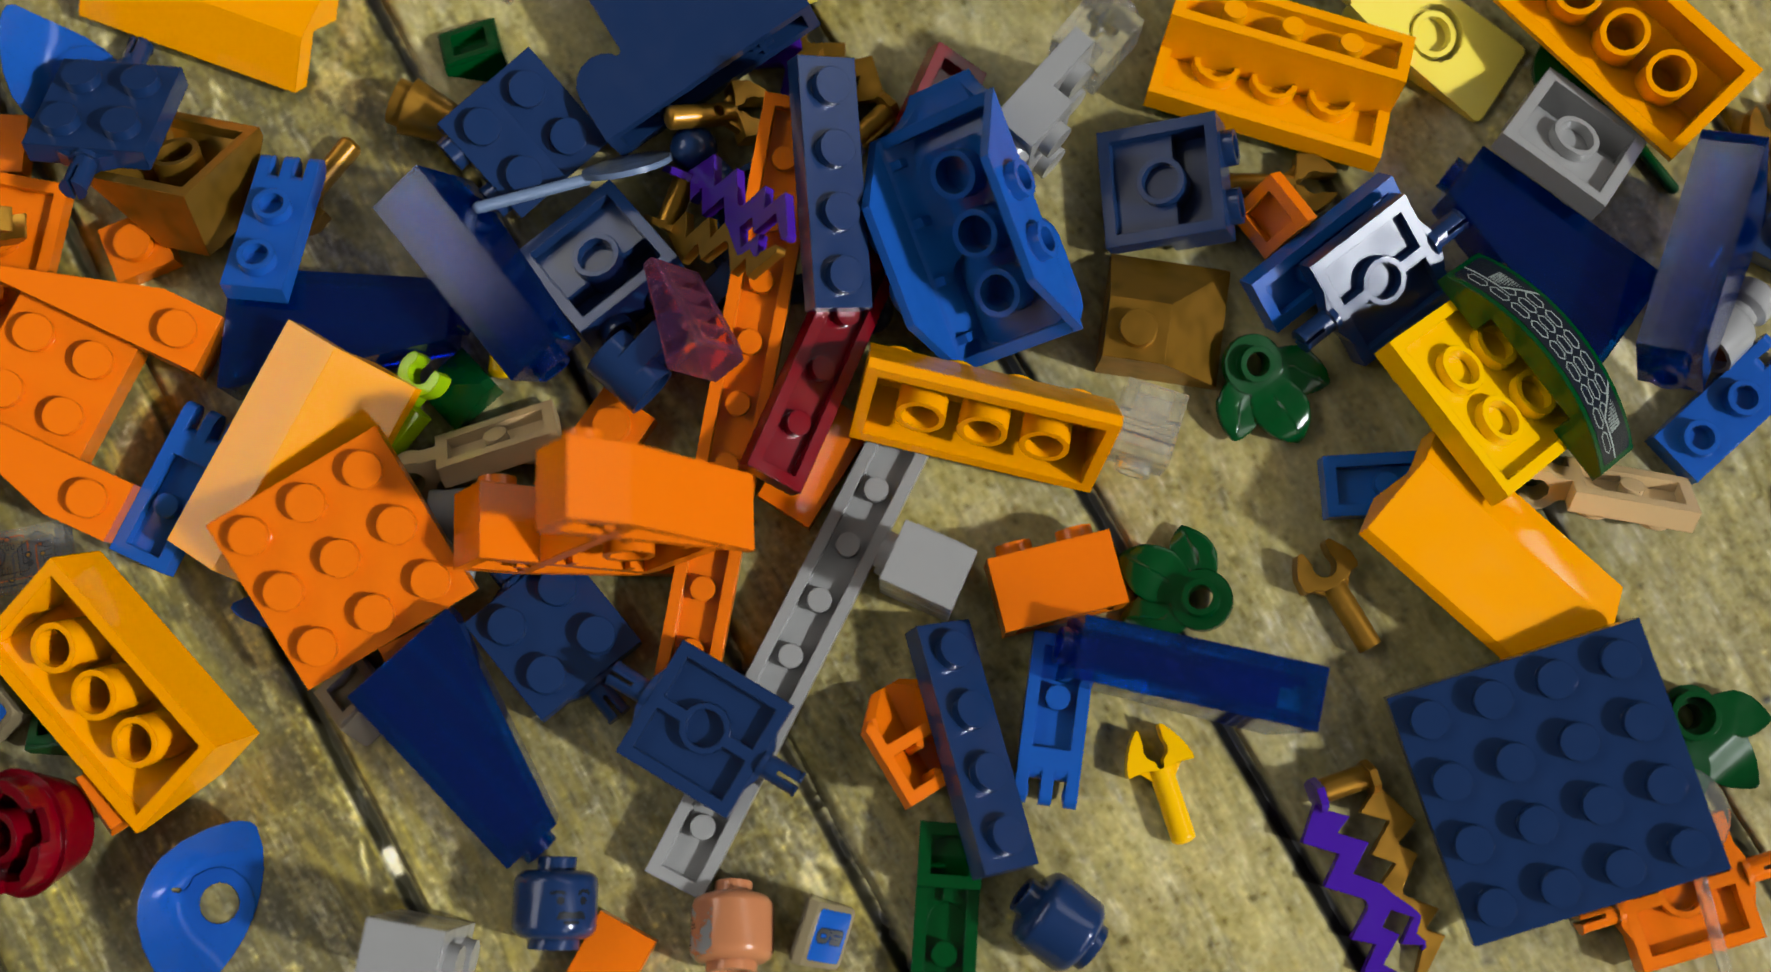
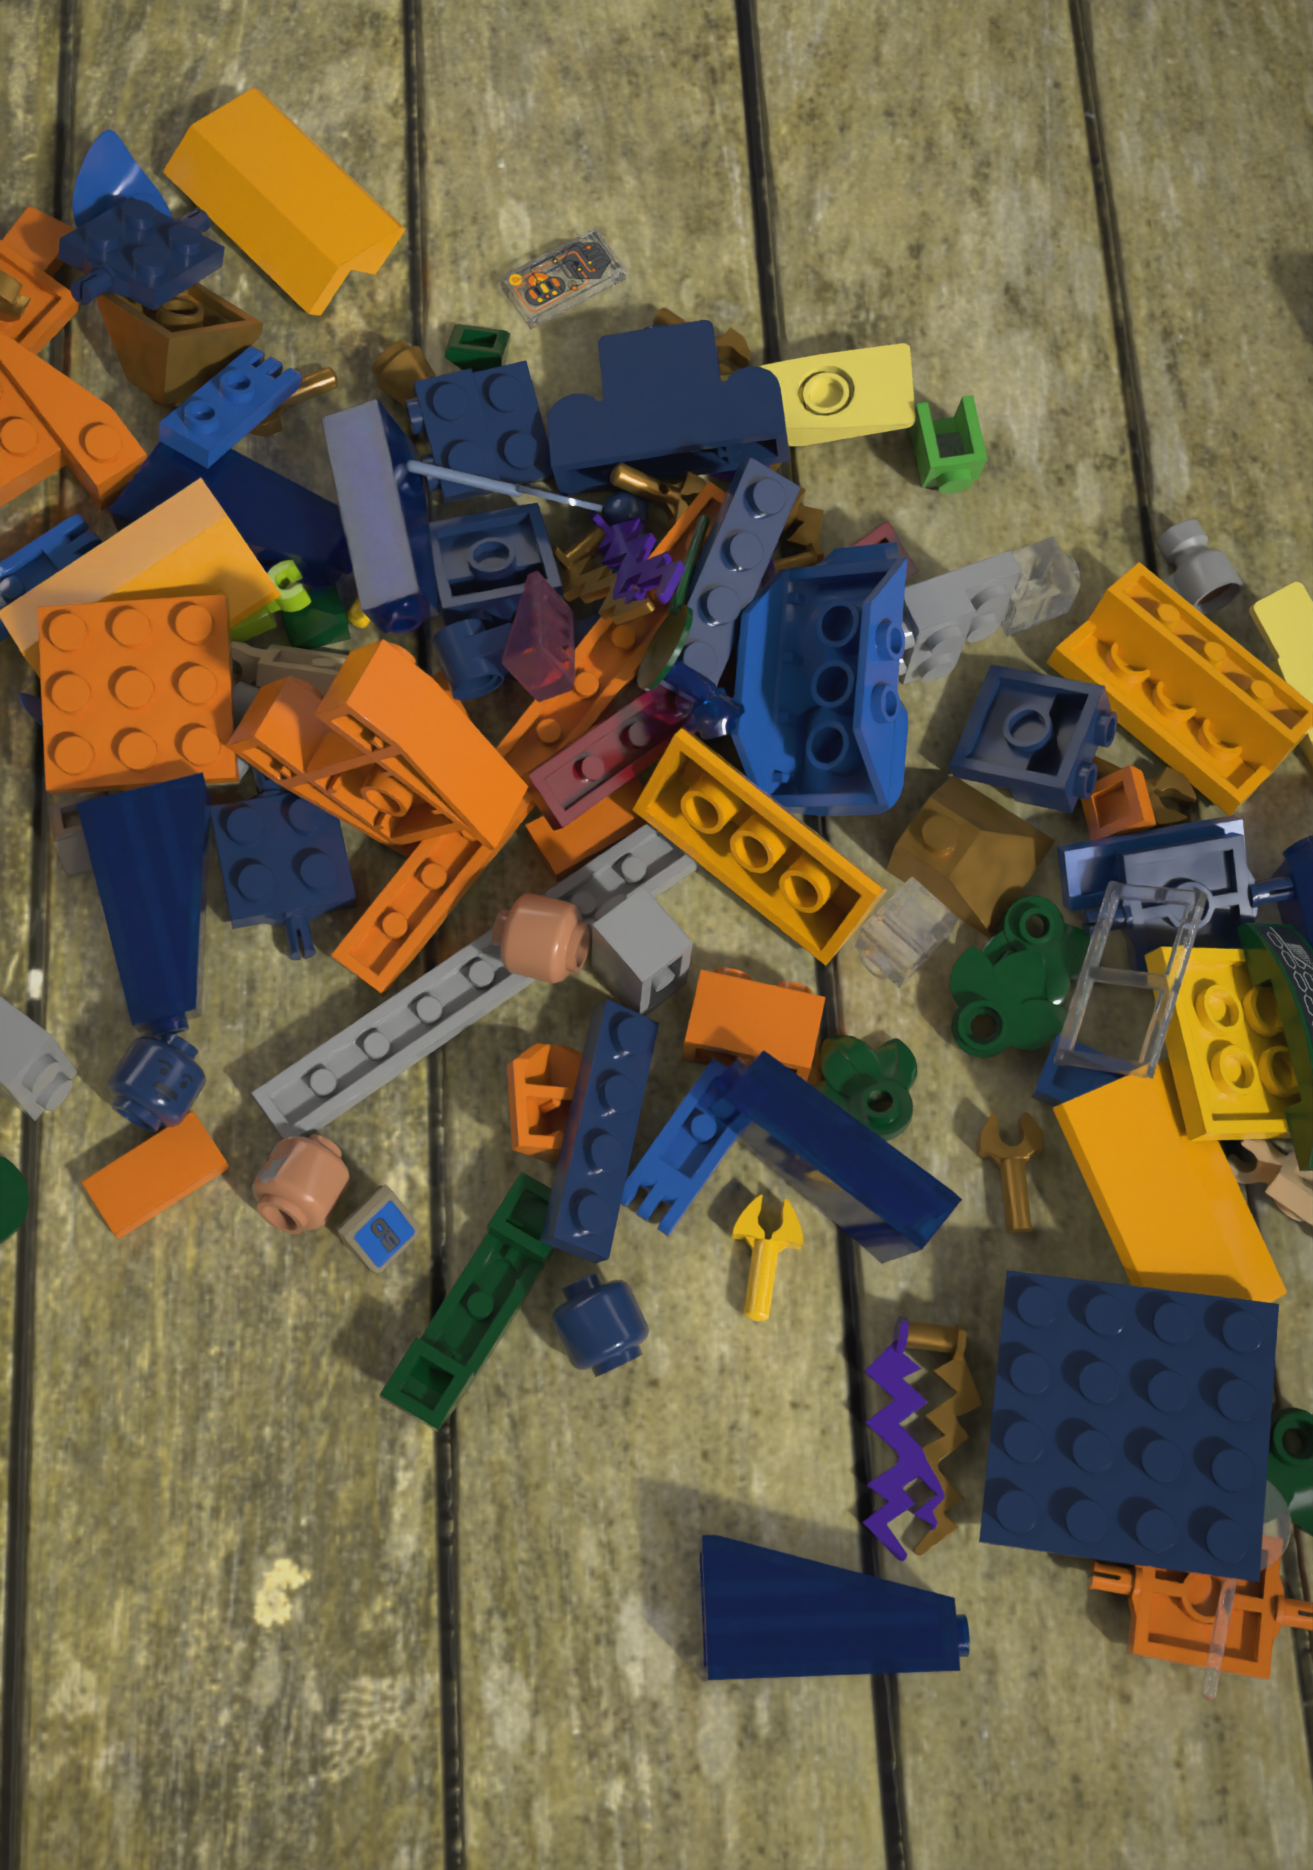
camera: 20 degrees right, 10 degrees down
(135, 254) = (104, 377): orange plate -> none
(705, 729) = (371, 991): dark blue plate -> none
(810, 259) = (674, 630): none -> dark green piece
(833, 603) = (542, 938): none -> nougat head
(883, 317) = (713, 710): none -> clear blue plate
(1261, 440) = (1007, 994): none -> dark green plate
(1414, 375) = (1167, 984): none -> clear window

